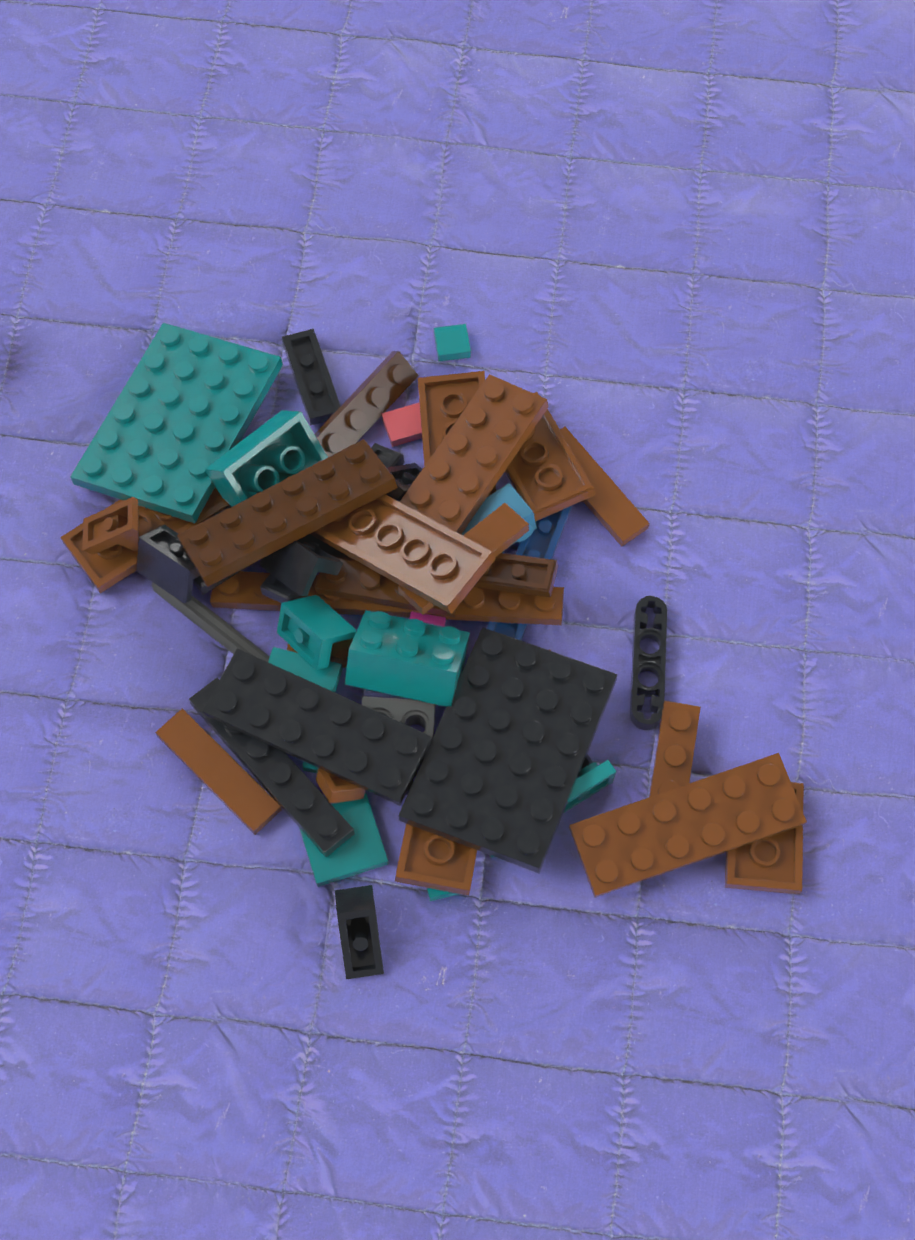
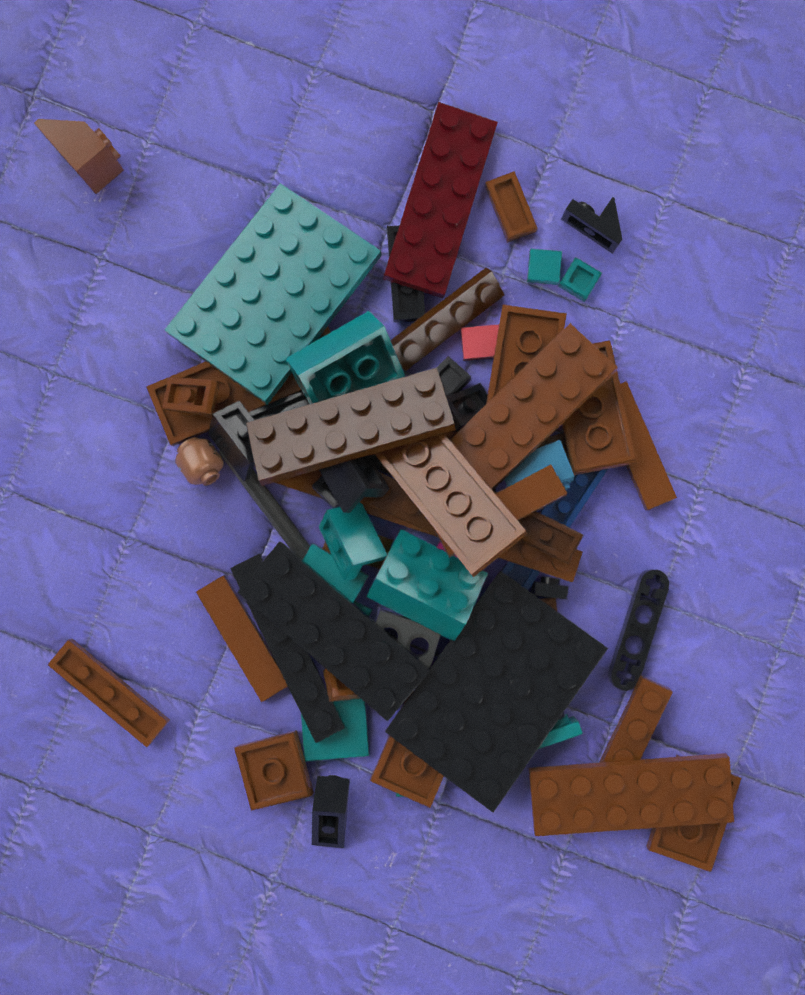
camera: 15 degrees right, 20 degrees up
(77, 861) = (108, 692): none -> dark orange plate
(132, 598) = (199, 461): none -> nougat head
(283, 902) = (274, 770): none -> dark orange tile
(330, 305) = (440, 200): none -> dark red plate
(404, 297) = (510, 206): none -> dark orange tile
(491, 347) = (579, 279): none -> teal tile
(496, 295) = (601, 229): none -> black slope
(543, 636) = (549, 588): none -> black plate

